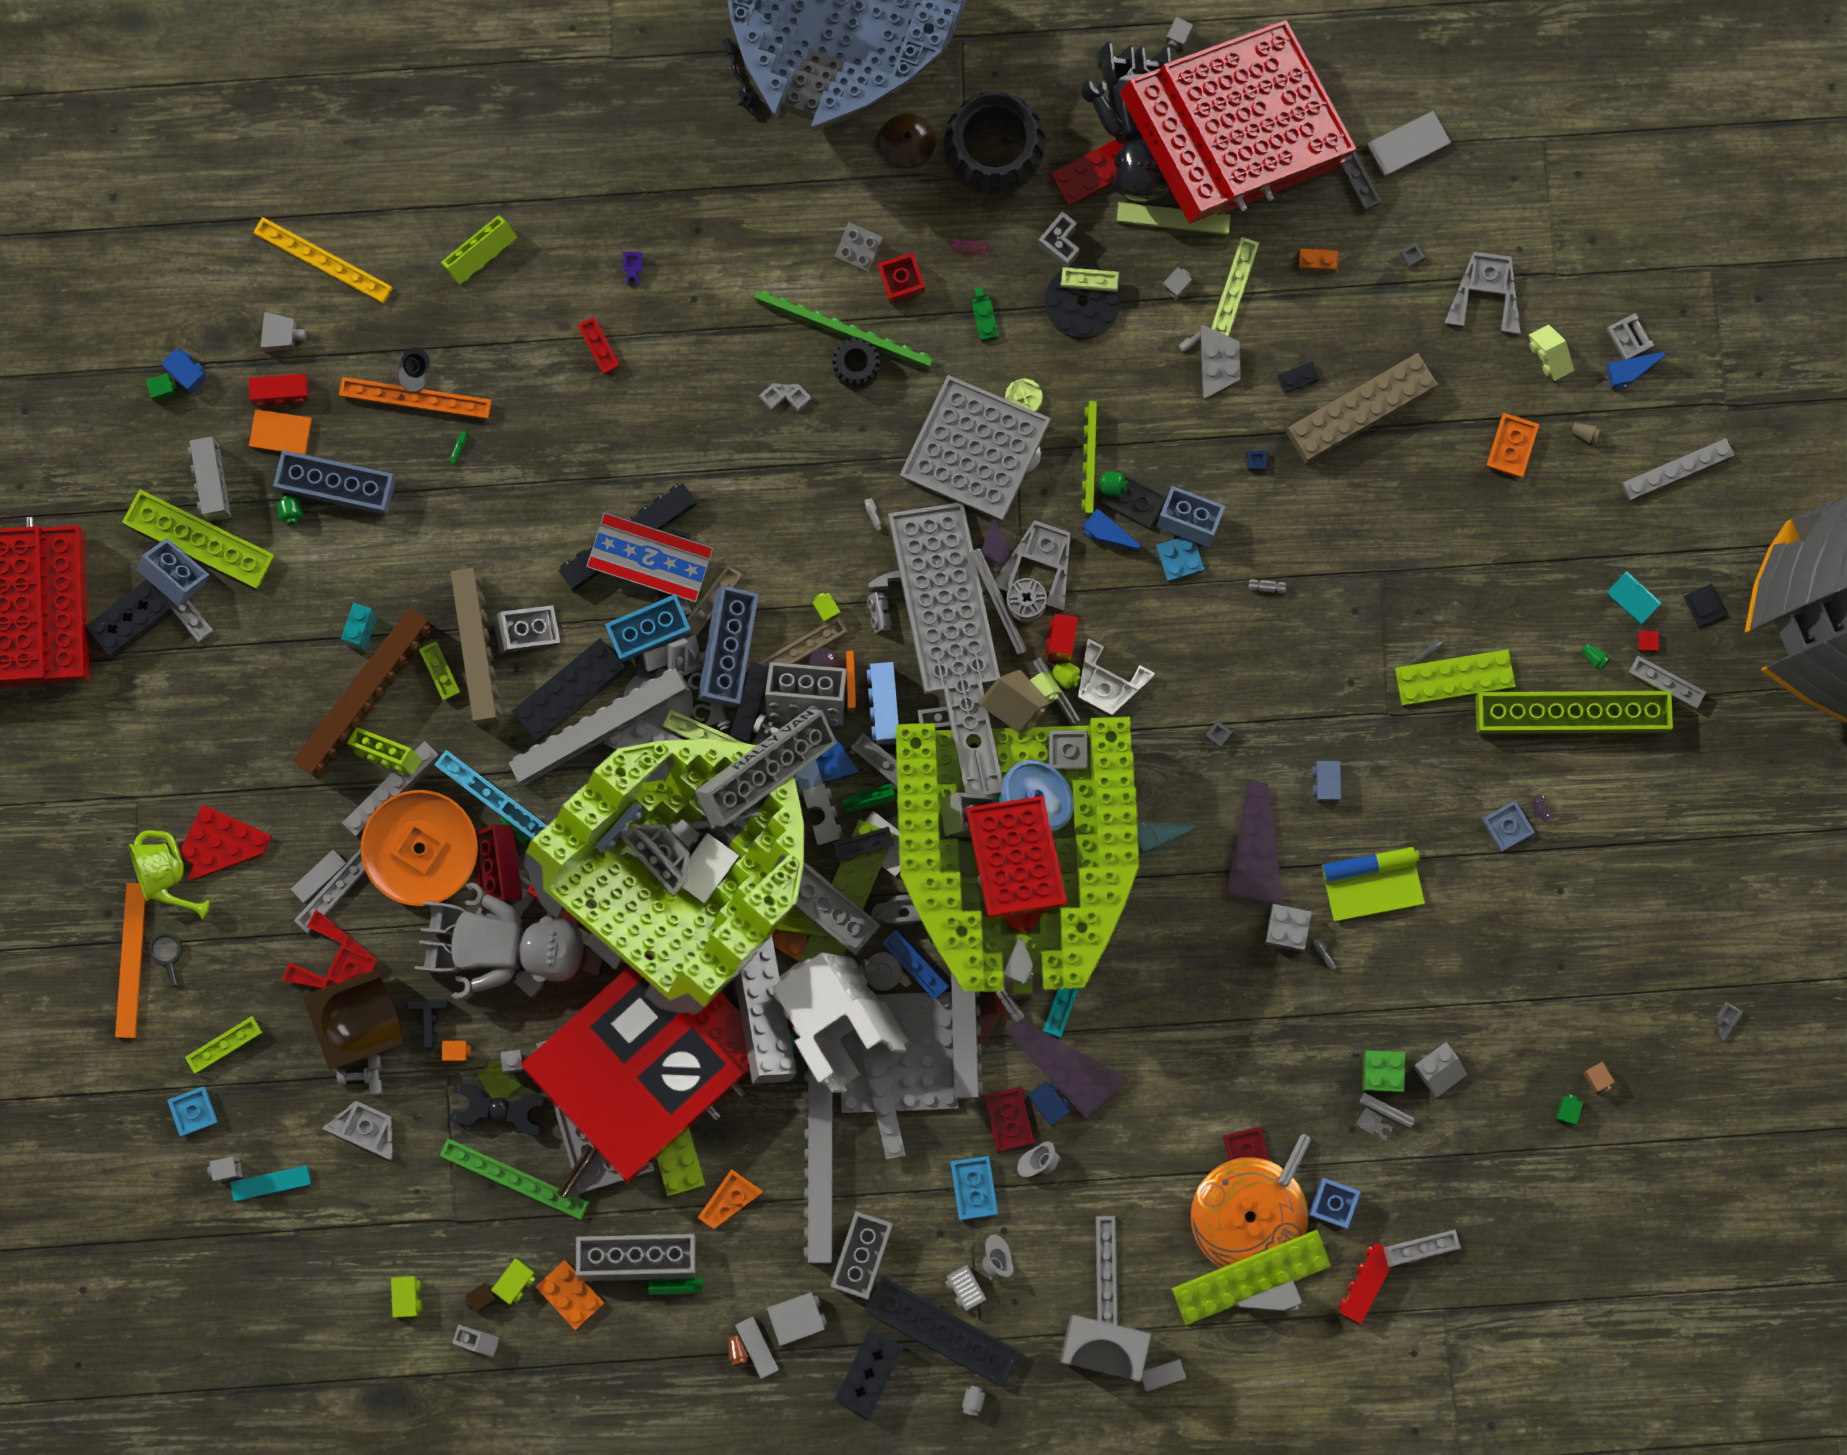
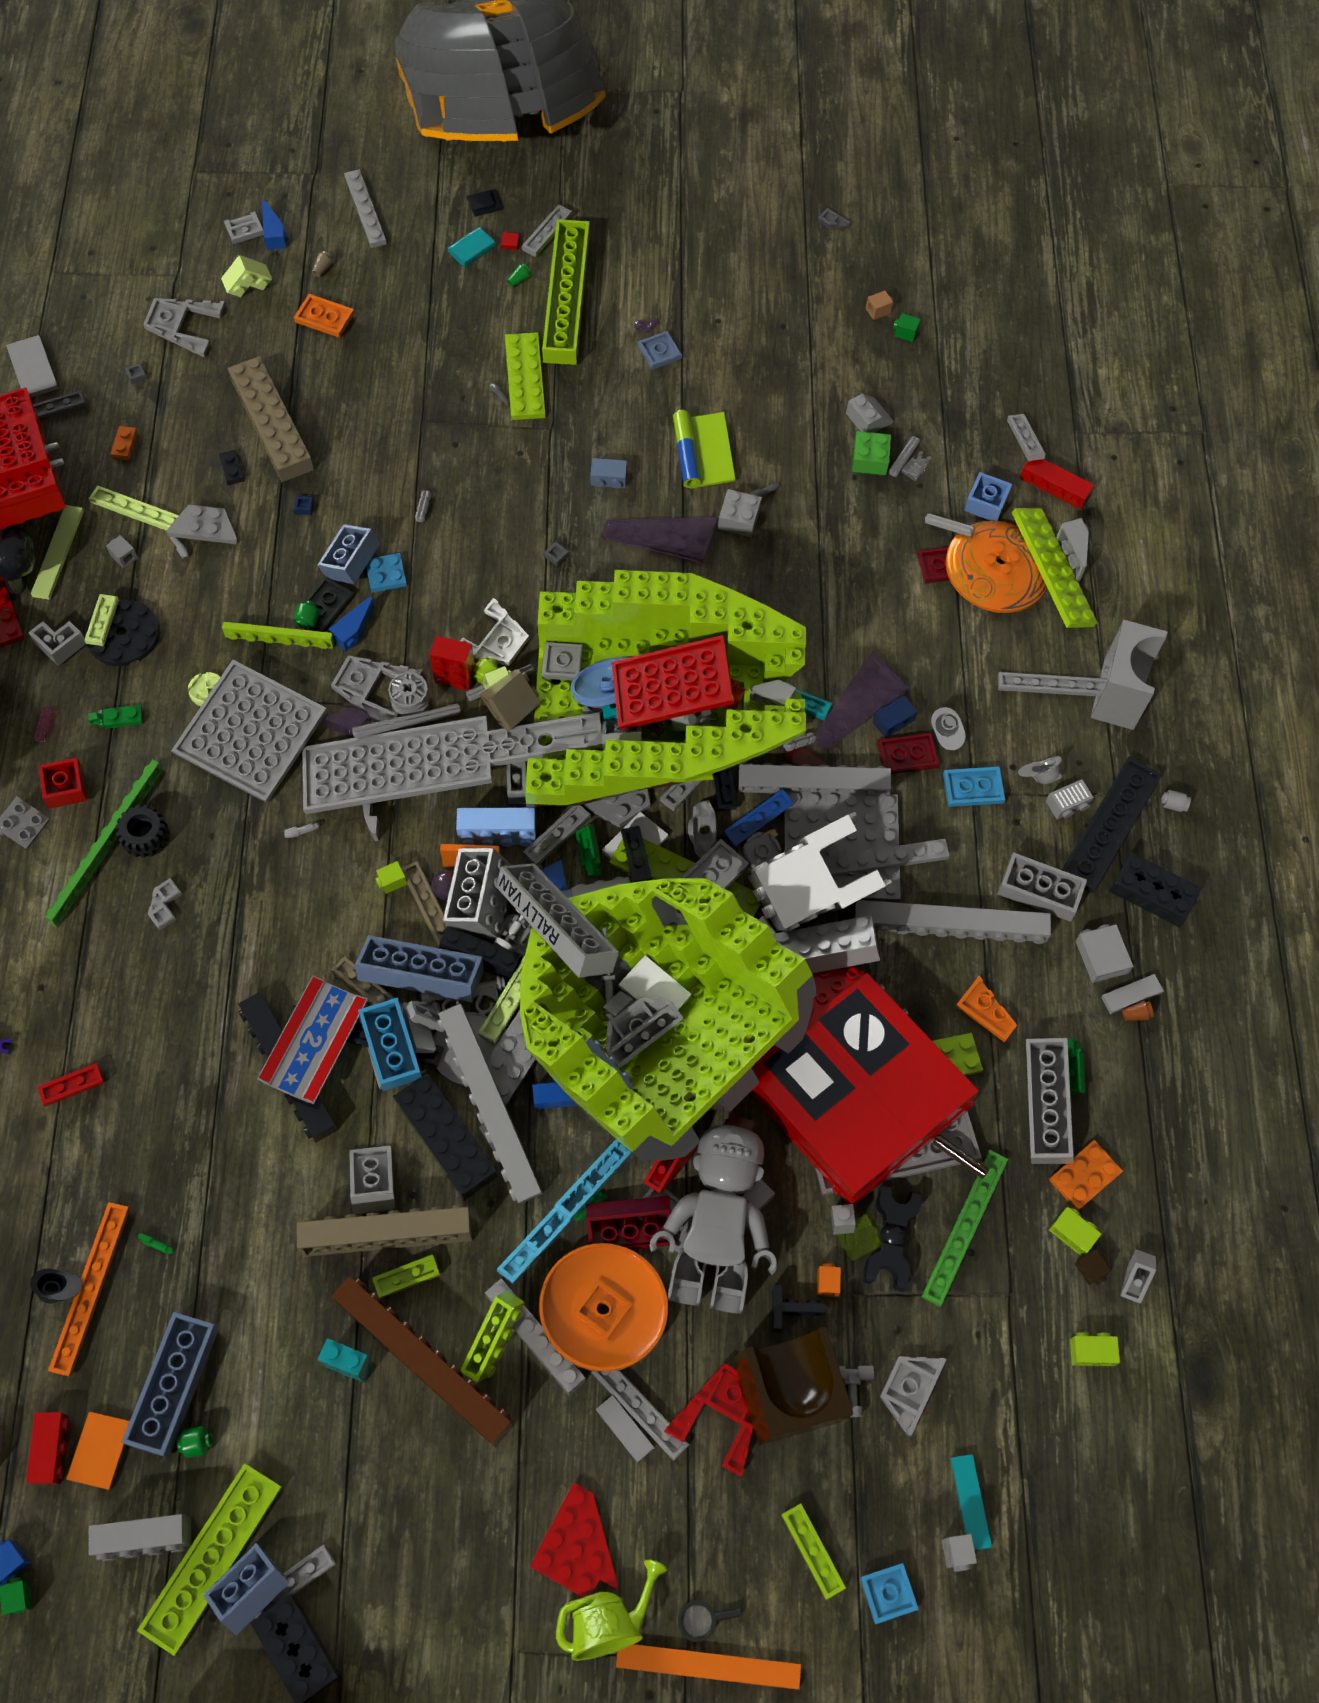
camera: 90 degrees left, 15 degrees down
(877, 603) = (396, 832): light grey hinge -> none

